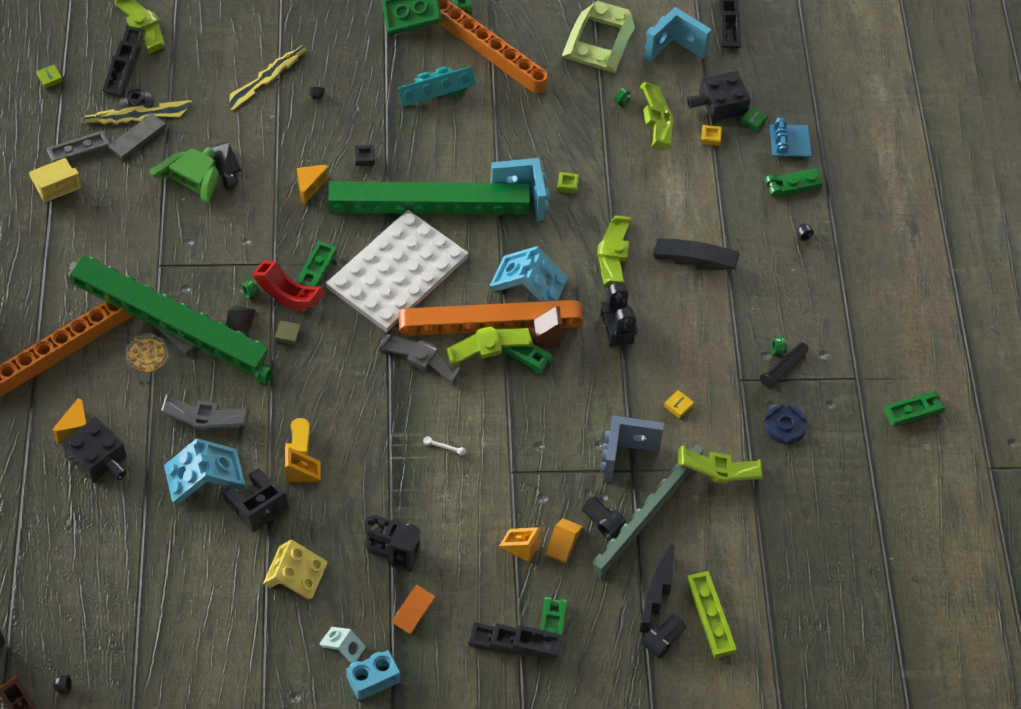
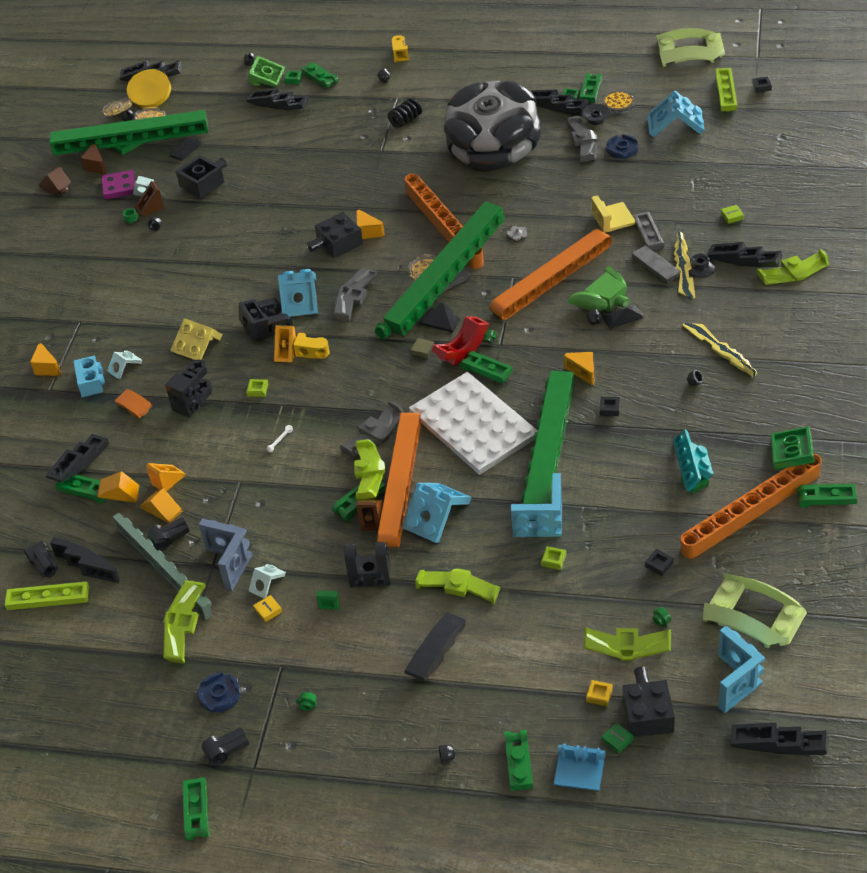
camera: 110 degrees right, 10 degrees down
(161, 225) = (550, 274): none -> orange beam
(367, 486) = (257, 388): none -> lime tile
(554, 584) = (119, 488): none -> light orange slope
(561, 102) = (659, 562): none -> black plate
(643, 408) = (265, 574): none -> light aqua bracket
(661, 350) = (328, 599): none -> green tile
(784, 365) = (284, 702): black axle -> none
(849, 404) = (218, 749): none -> black piece

